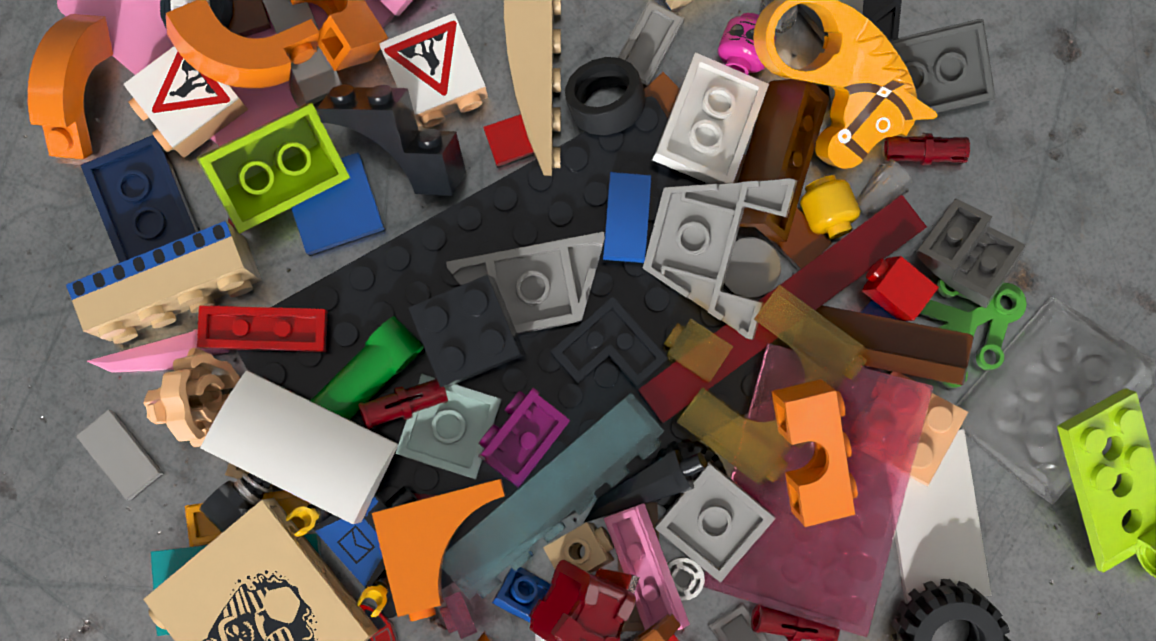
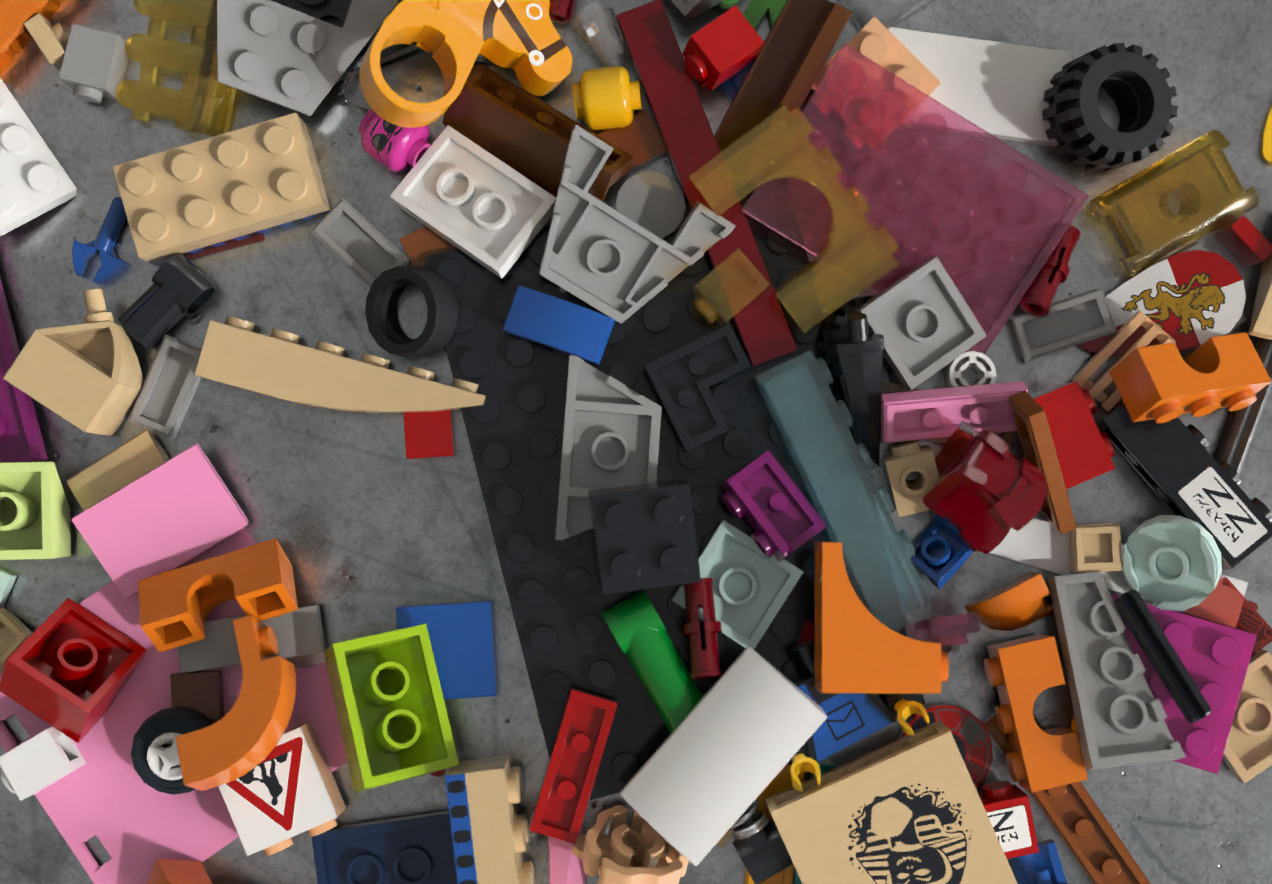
camera: 80 degrees left, 5 degrees up
(387, 117) = (373, 562): black arch -> none
(436, 70) = (327, 496): piece -> none
(824, 486) = (921, 192): orange arch -> none

